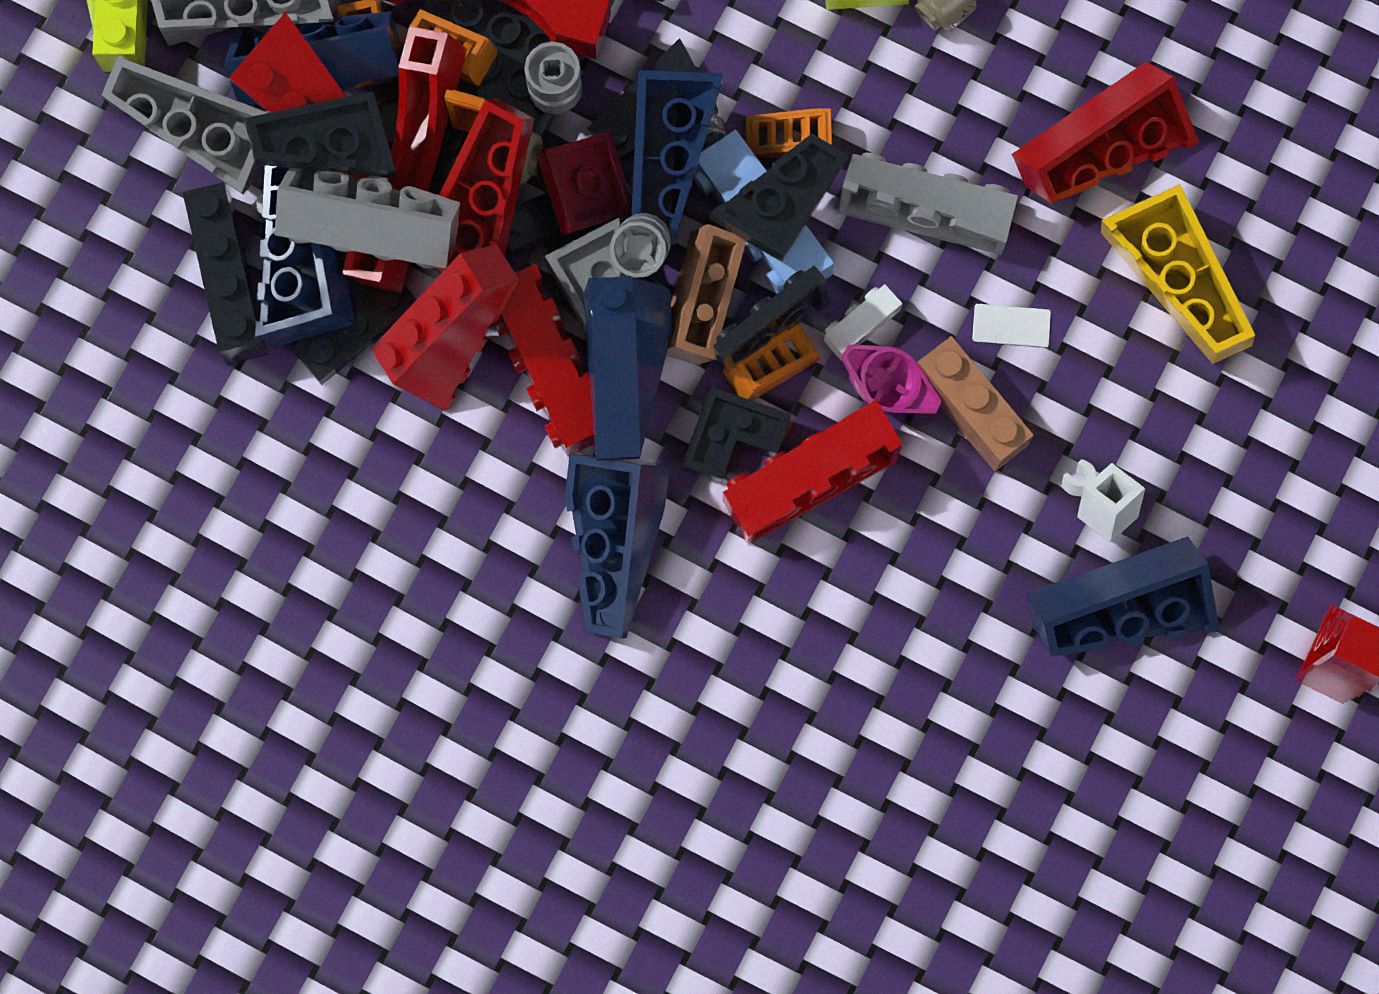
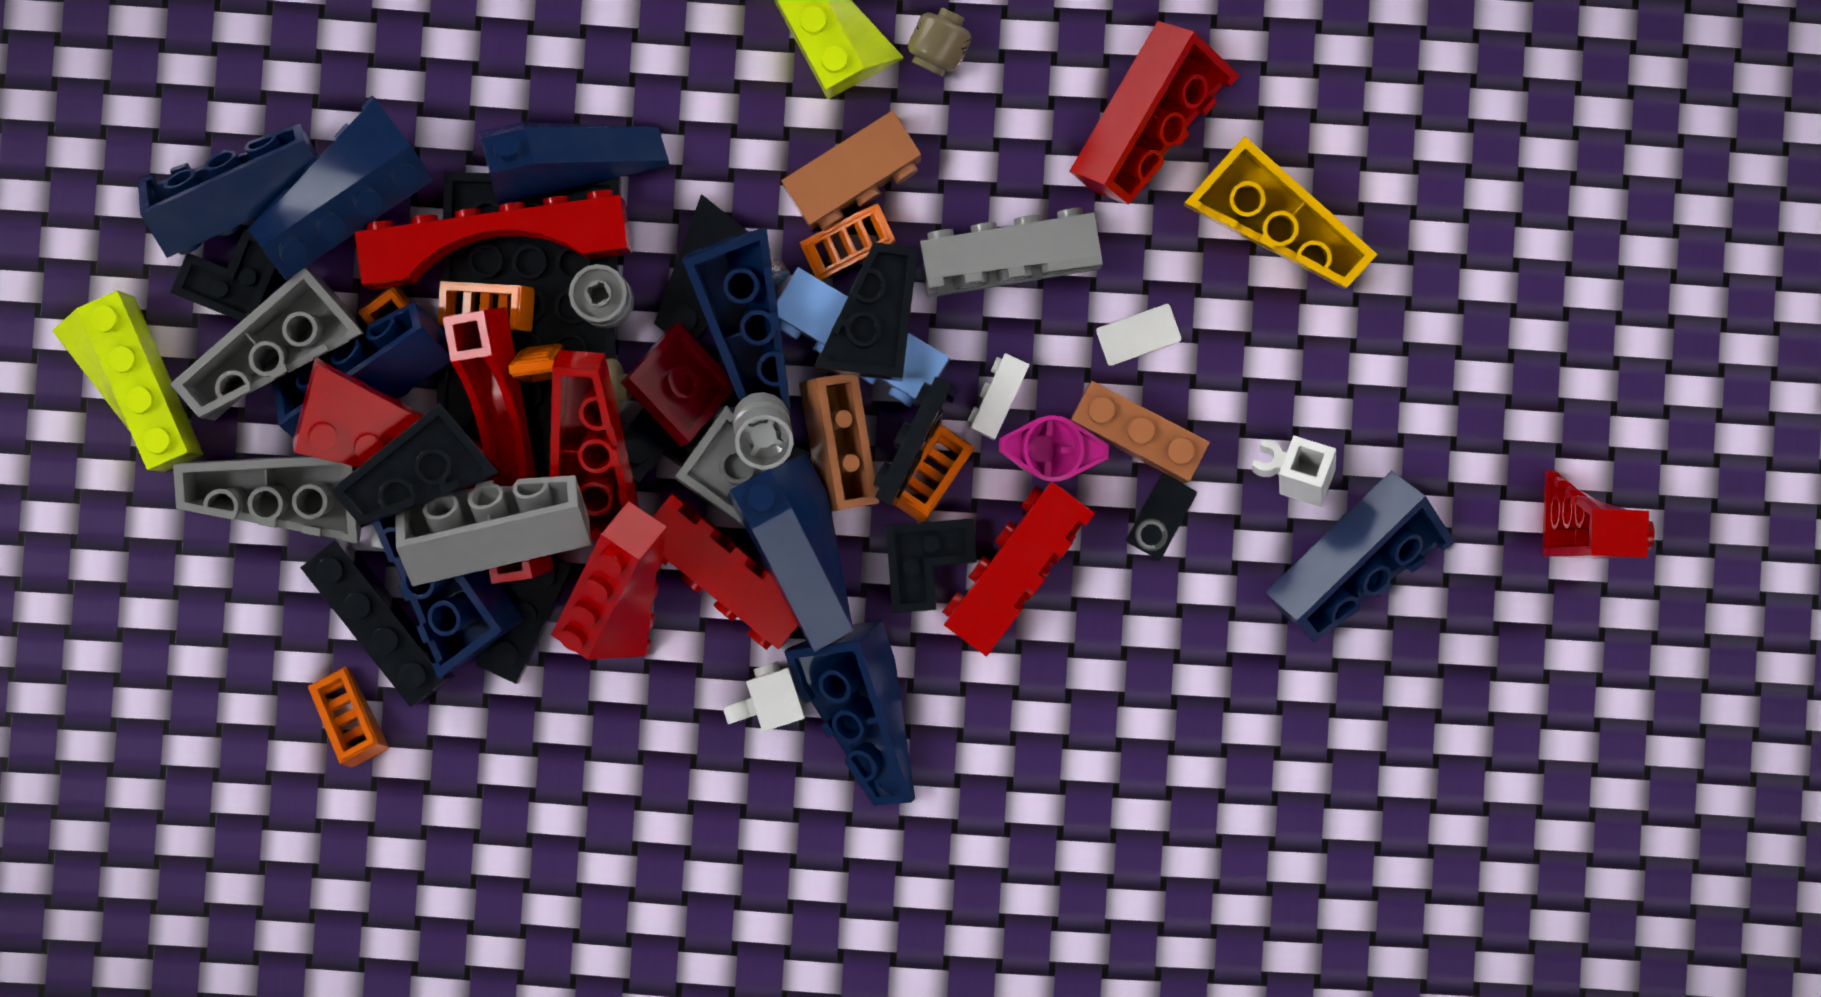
camera: 20 degrees left, 10 degrees up
(157, 374) = (361, 711): none -> orange slope
(538, 494) = (772, 699): none -> white brick
(820, 74) = (853, 172): none -> nougat brick
(961, 492) = (1161, 516): none -> black sticker

